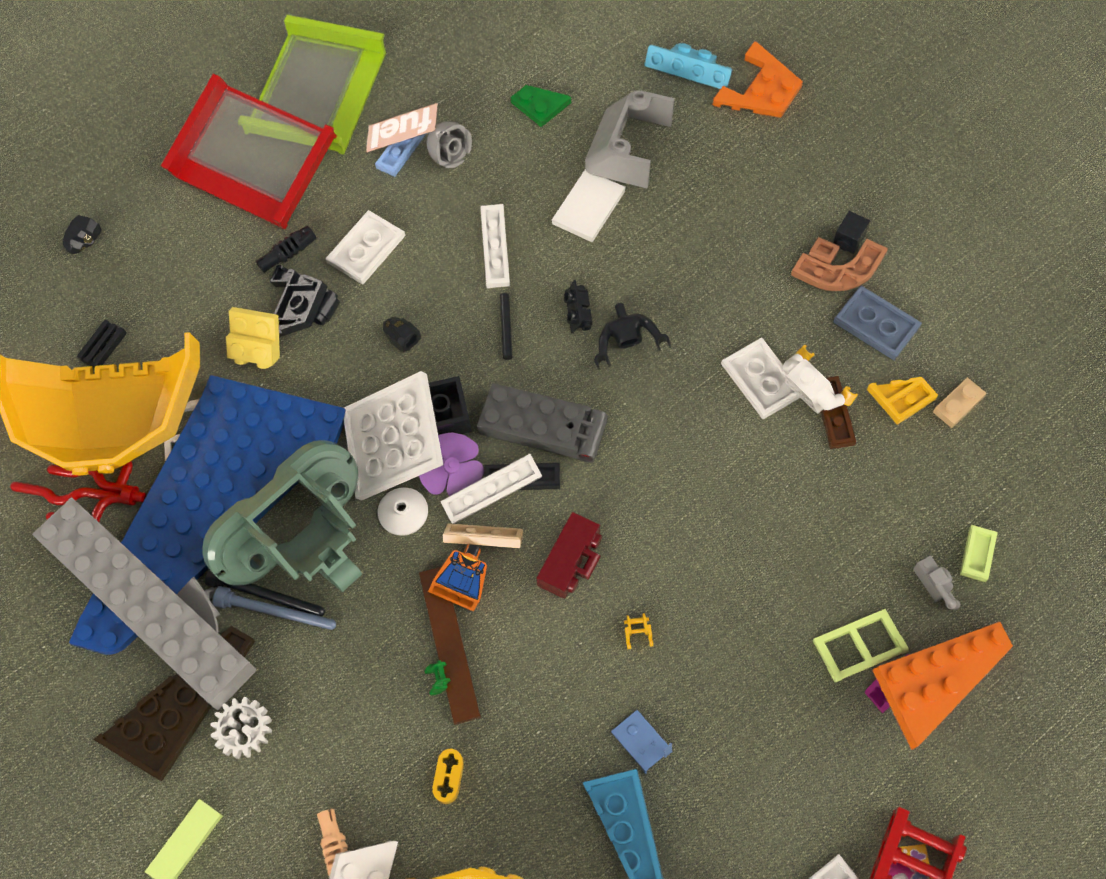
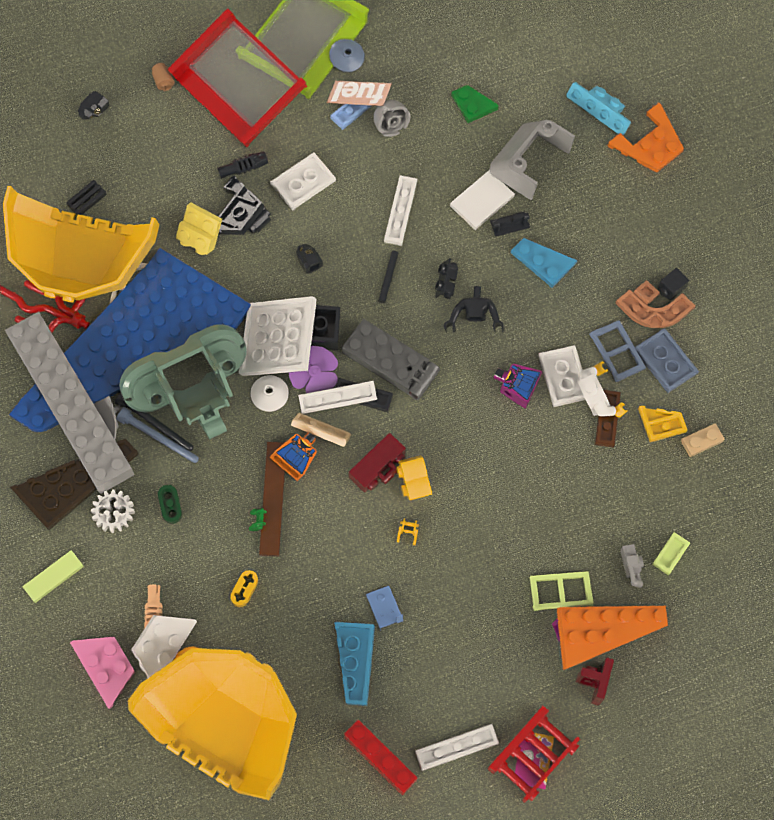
camera: 10 degrees right, 5 degrees up
(158, 178) = (162, 77): none -> medium nougat brick
(315, 695) = (170, 505): none -> dark green plate
(373, 100) = (343, 61): none -> sand blue dish
(623, 558) = (414, 478): none -> yellow brick
(632, 221) = (510, 223): none -> black hinge
(686, 253) = (543, 261): none -> dark azure wing
(711, 403) = (518, 383): none -> torso
(826, 318) = (606, 356): none -> sand blue window
(957, 746) = (599, 680): none -> dark red bracket

